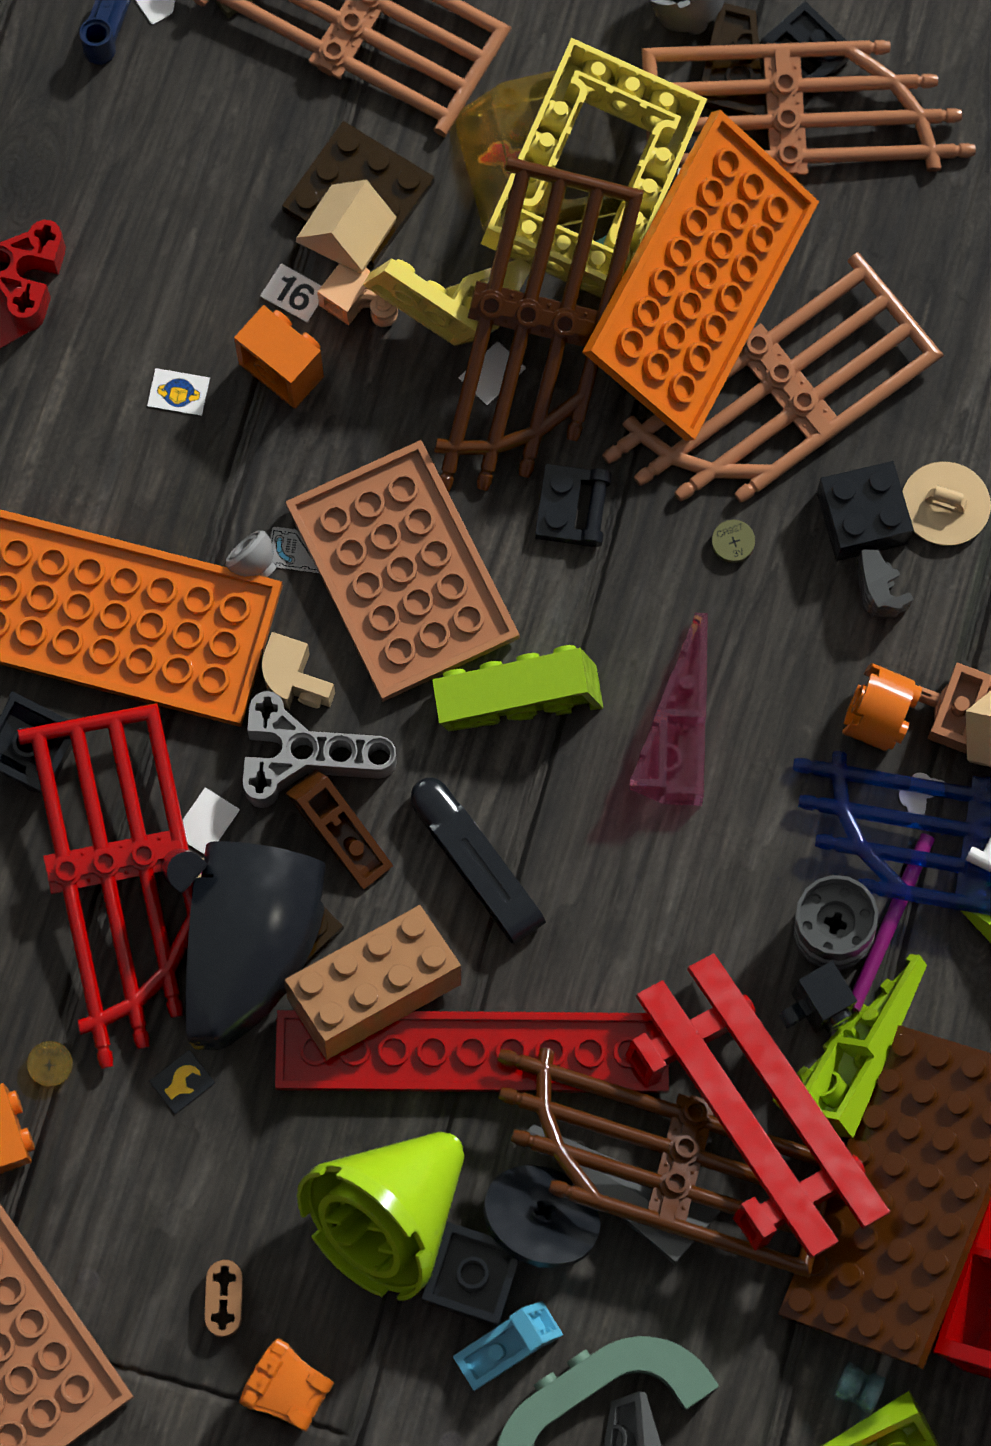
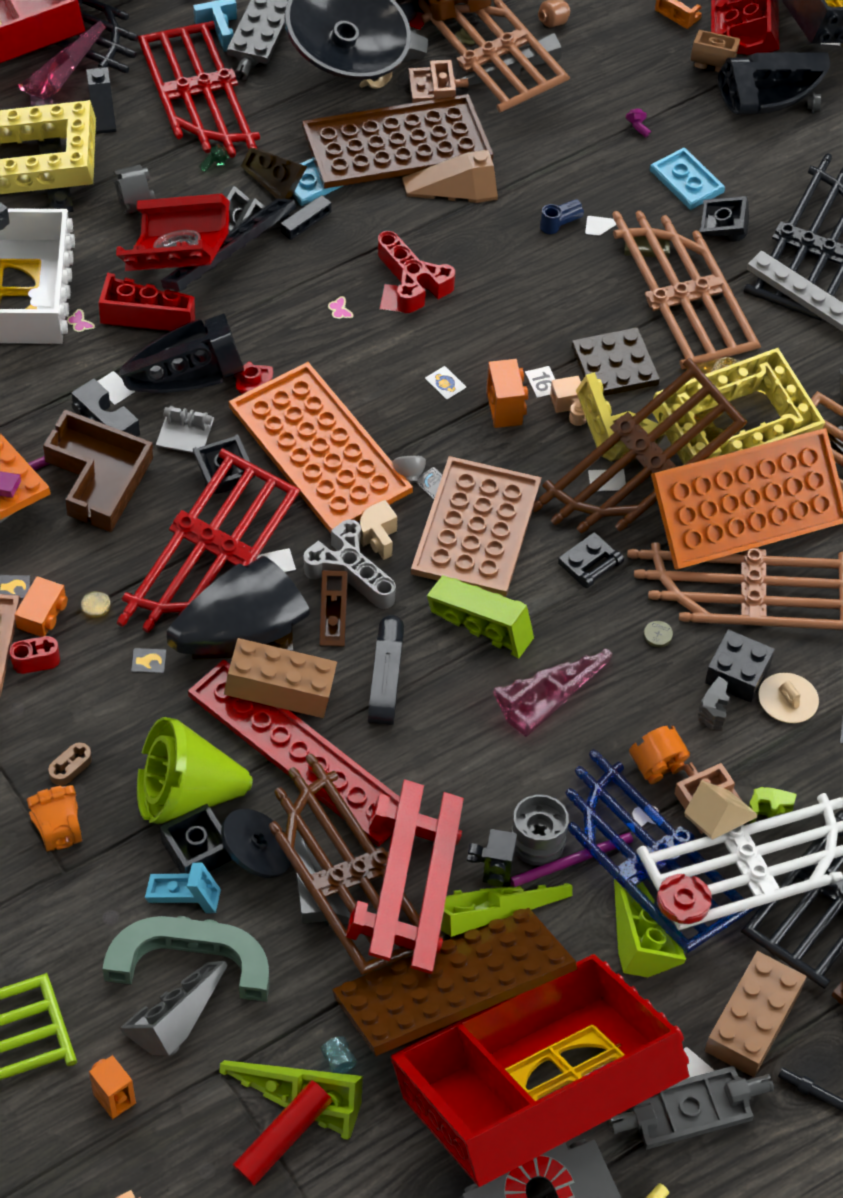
camera: 40 degrees right, 20 degrees down
(61, 1195) = (39, 654): none -> red beam
(181, 868) = (237, 552): black brick -> none
(348, 224) = (602, 359): tan slope -> none

